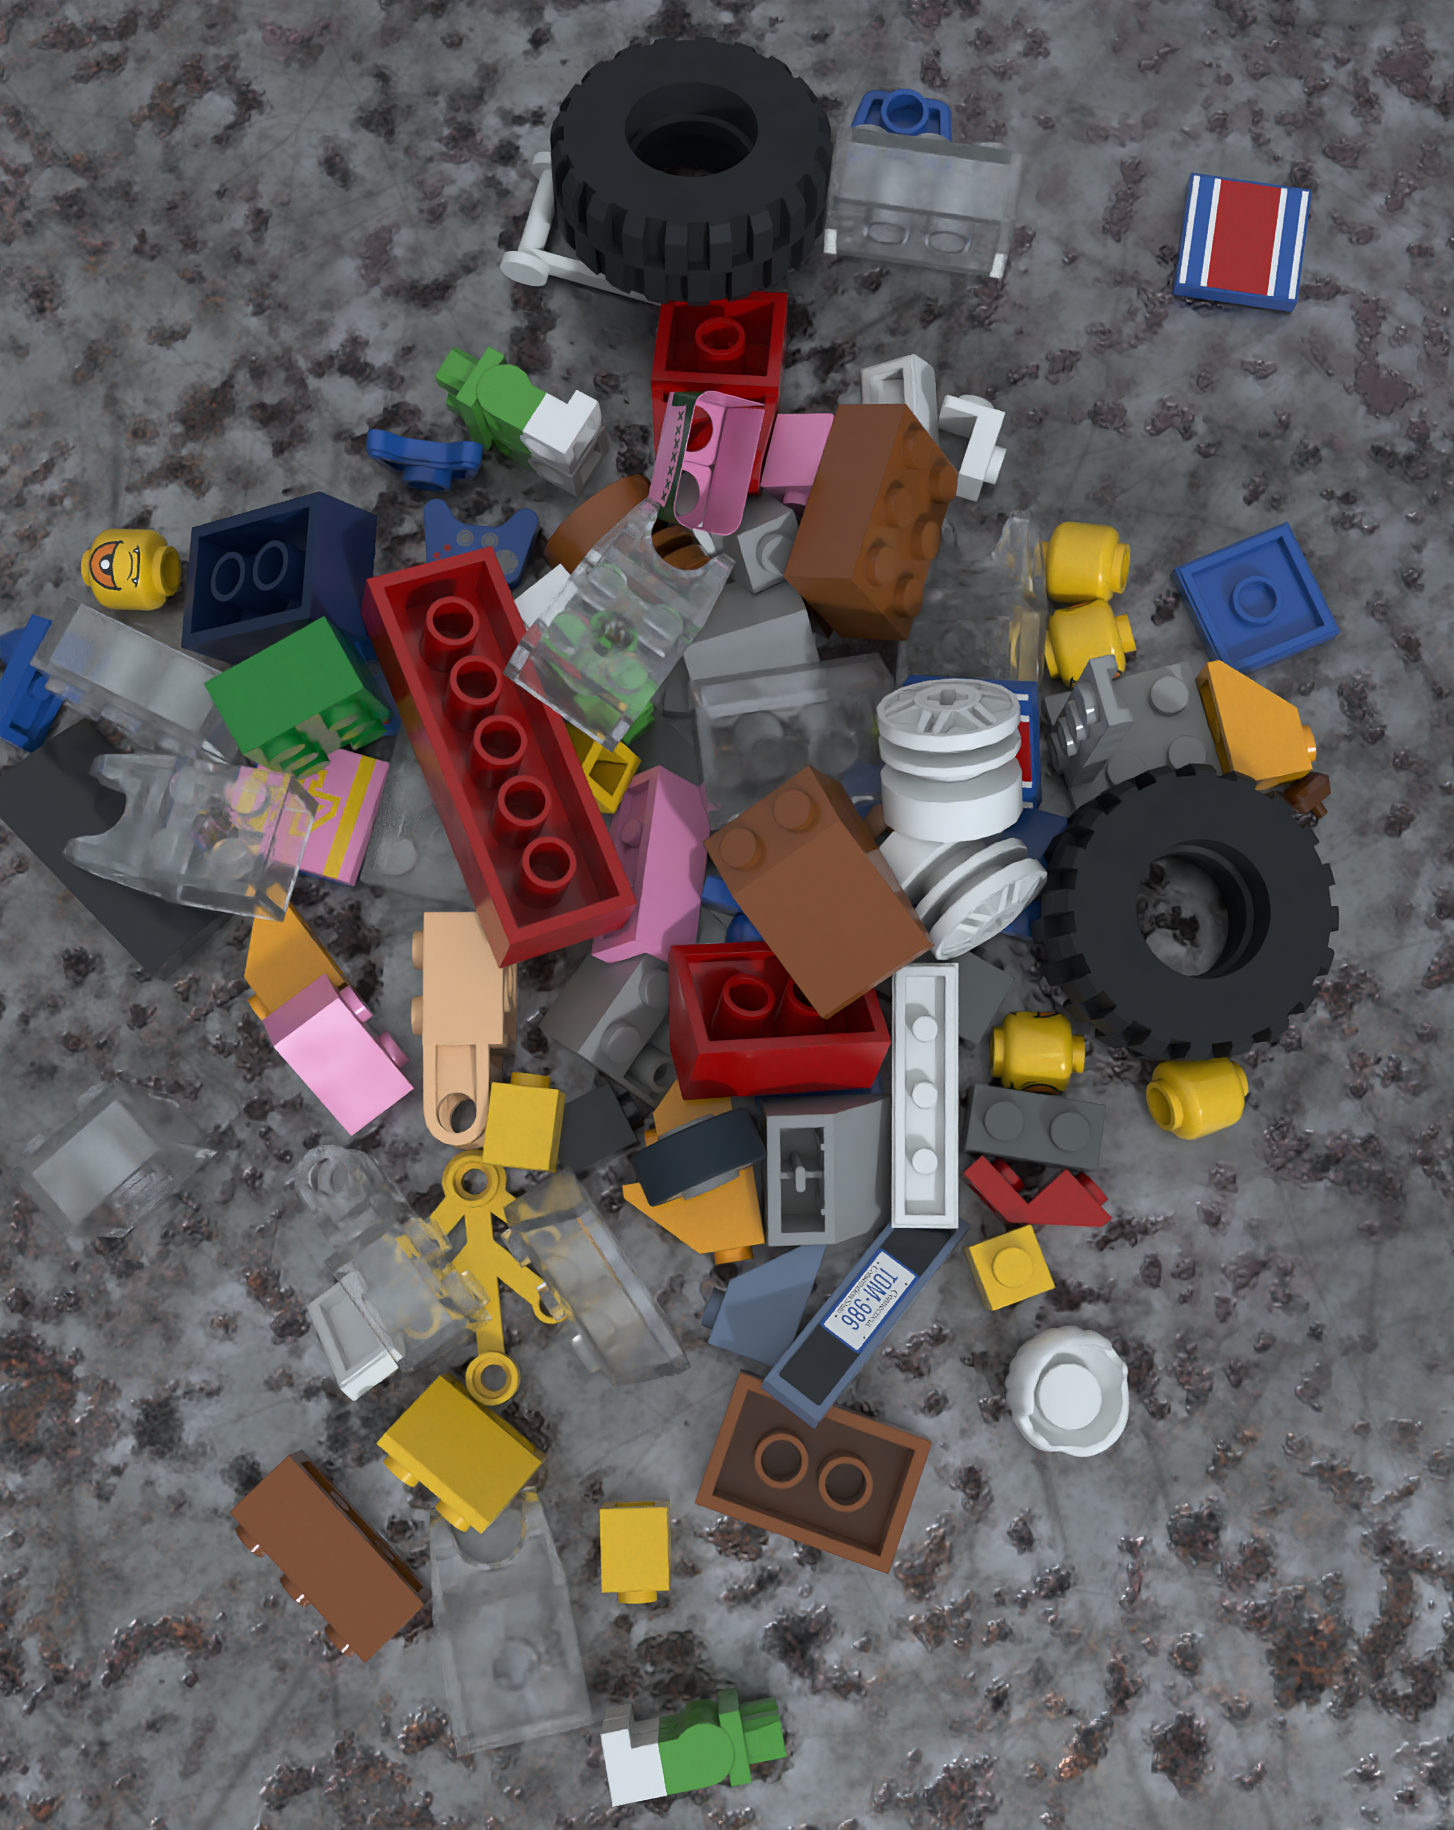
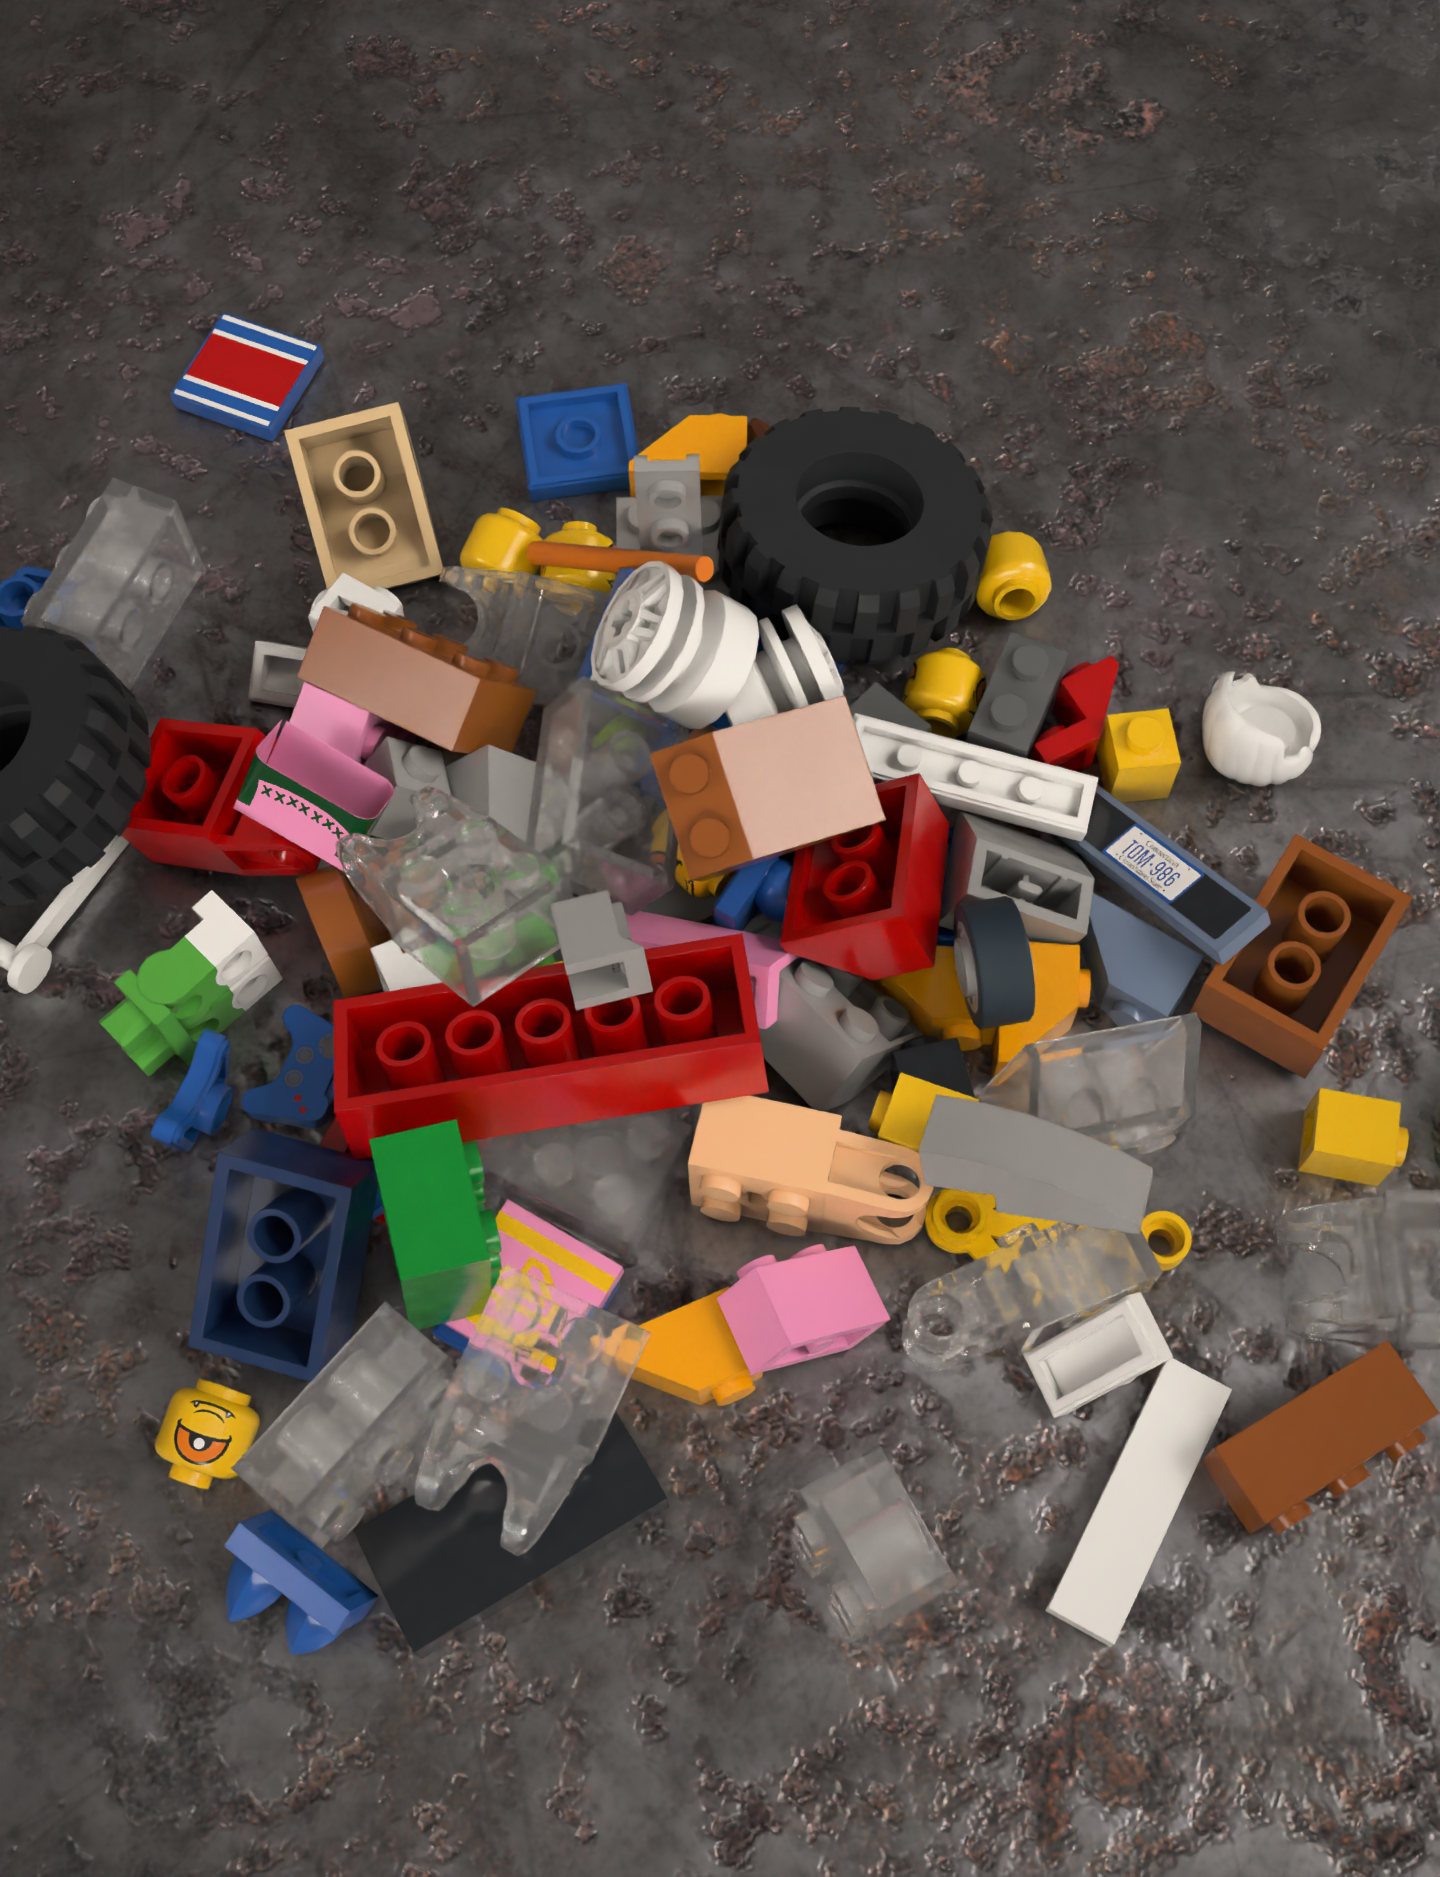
camera: 80 degrees left, 15 degrees down
(249, 1397) = (1138, 1502): none -> white tile
(460, 1454) = (1229, 1277): yellow slope -> none
(472, 1233) = (1033, 1166): none -> light grey slope
(574, 766) = (599, 950): none -> light grey window
(1055, 681) = (612, 559): none -> orange bar
(1109, 409) = (365, 498): none -> tan slope

